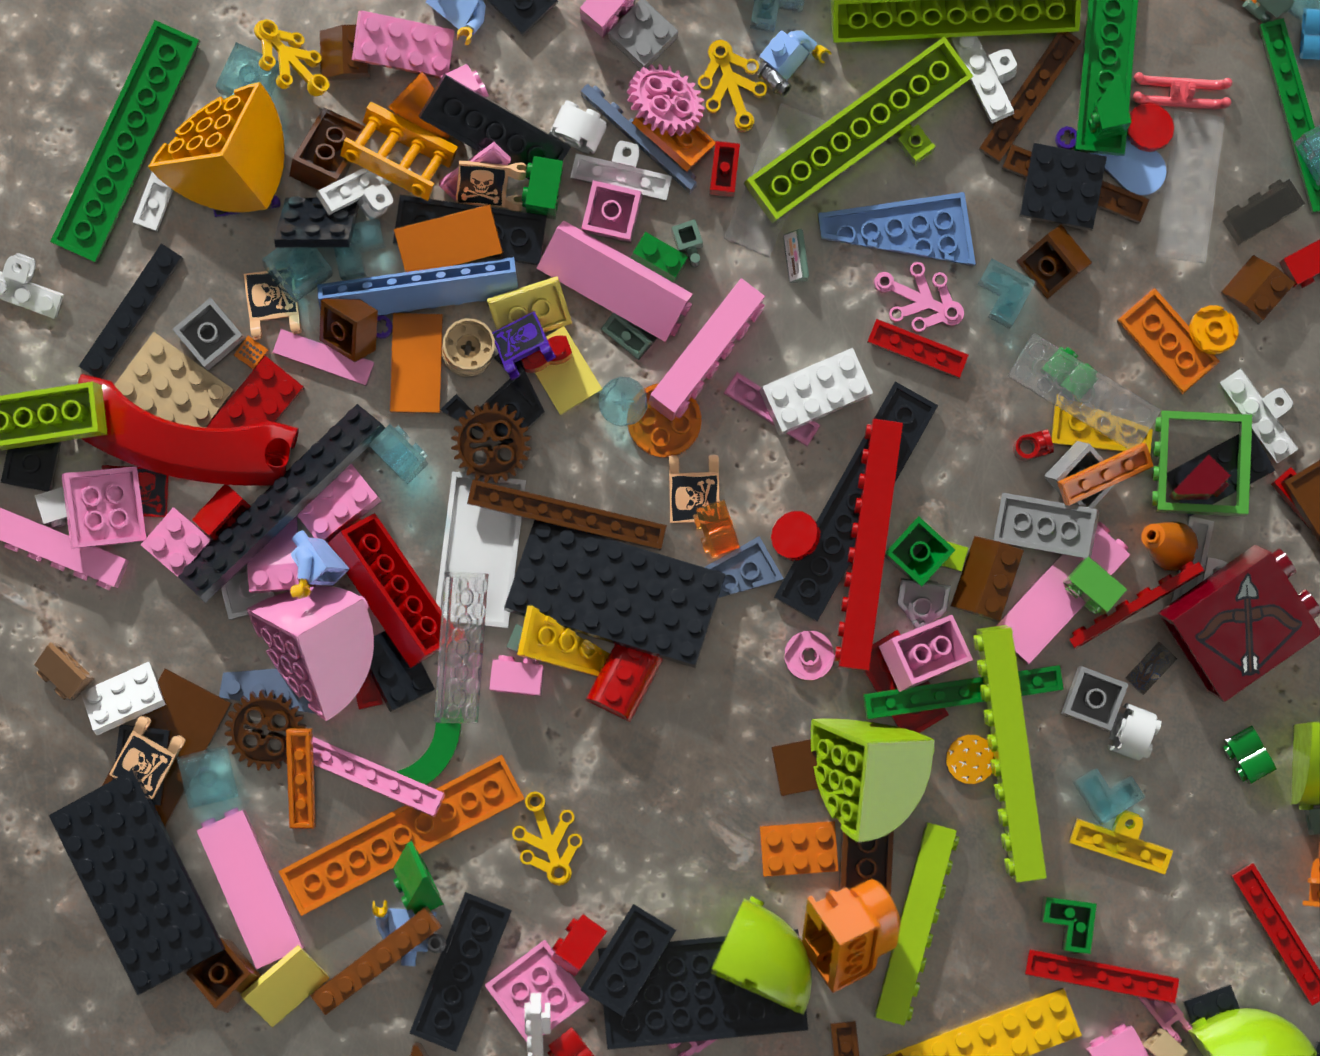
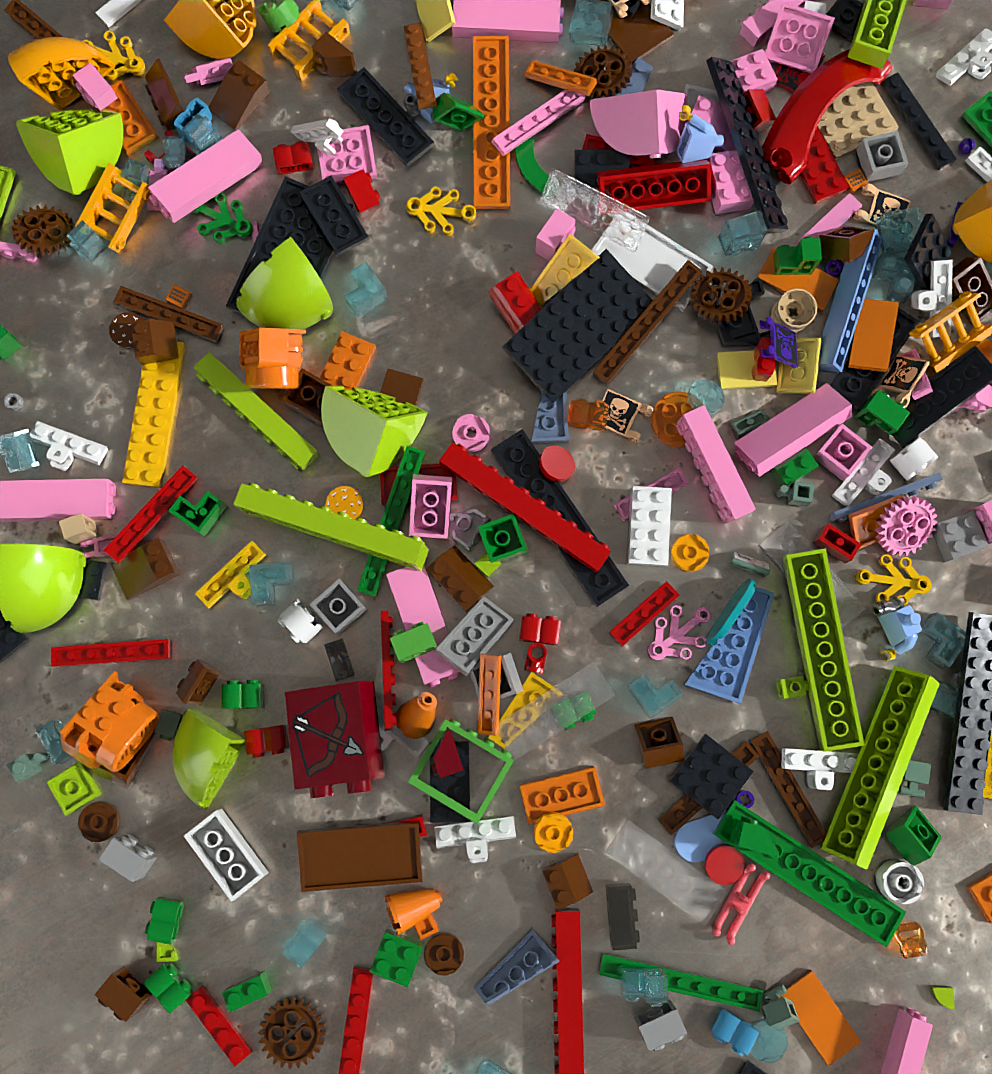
camera: 120 degrees right, 5 degrees down
(137, 243) = (964, 146): none -> dark purple hinge
(399, 374) = (798, 259): none -> green brick
(699, 866) = (369, 291): none -> clear light blue brick
(818, 331) = (690, 552): none -> light orange tile
(868, 251) = (731, 612): none -> teal tile
(999, 457) = (540, 630): none -> red brick
(1167, 948) = (145, 568): none -> reddish brown slope
(1264, 813) = (197, 683): none -> reddish brown slope
(1284, 701) = (266, 740): none -> red brick

